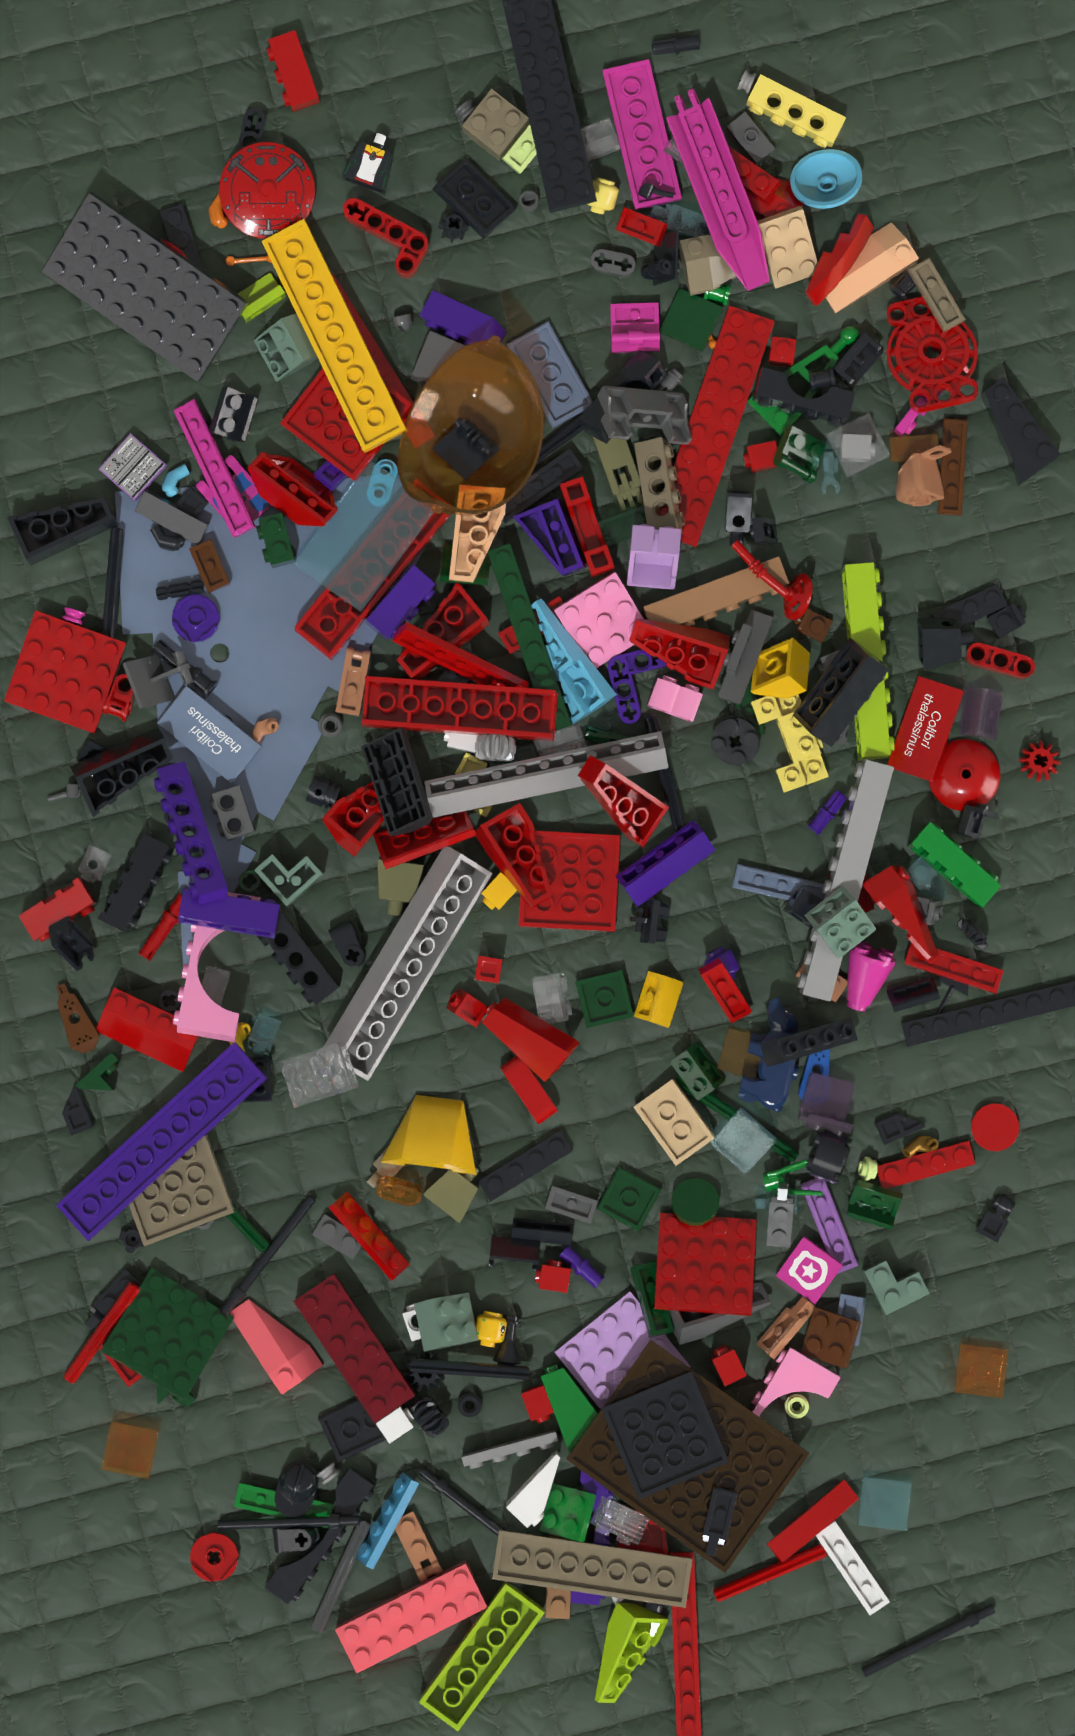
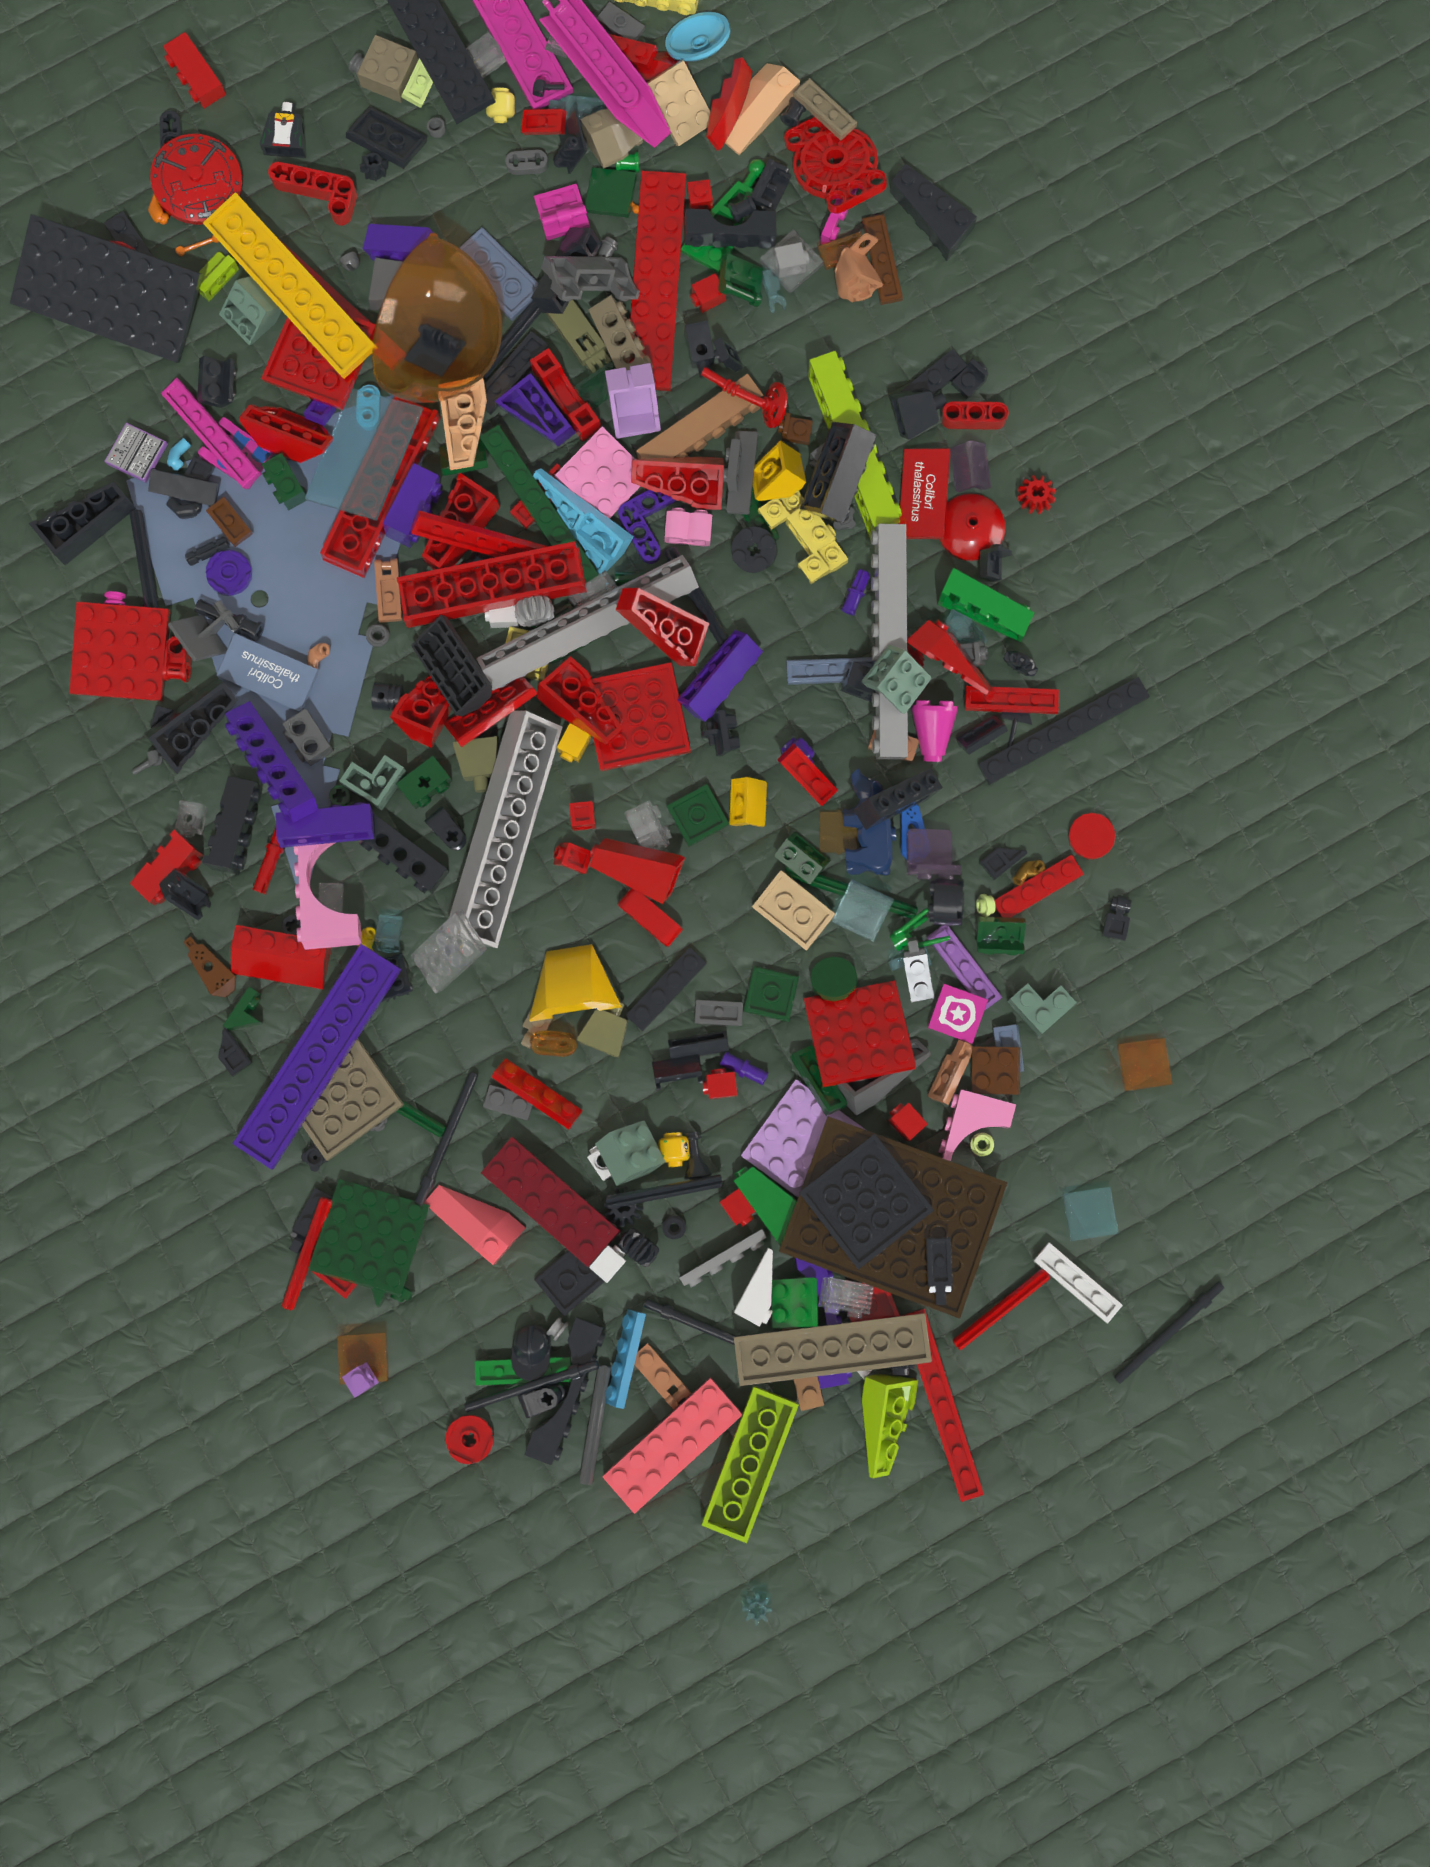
camera: 10 degrees left, 5 degrees down
(123, 1471) = (360, 1379): none -> medium lavender brick
(347, 880) = (432, 773): none -> dark green brick
(812, 1521) = (1027, 1248): red slope -> none

